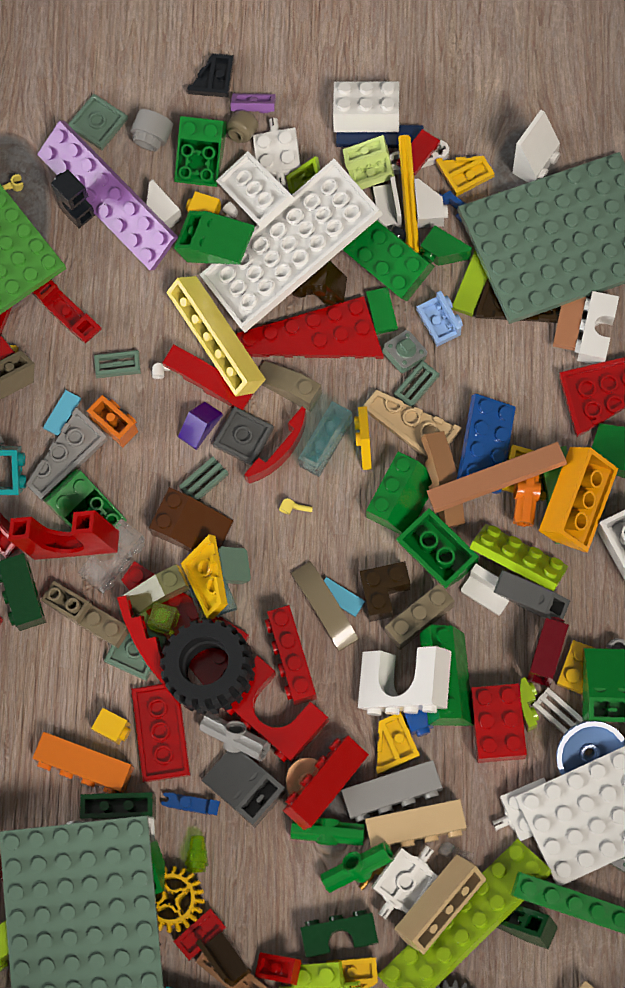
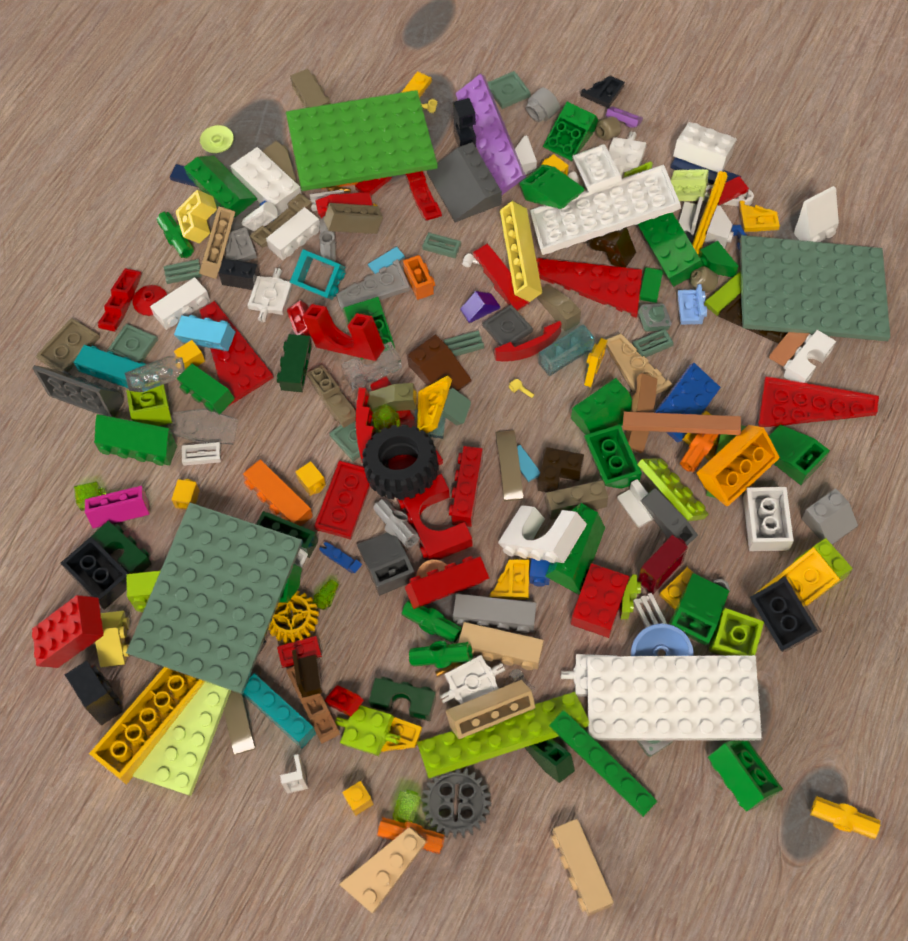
camera: 20 degrees right, 10 degrees down
(107, 272) = (465, 183): none -> dark grey slope
(440, 279) = (705, 277): none -> dark tan head

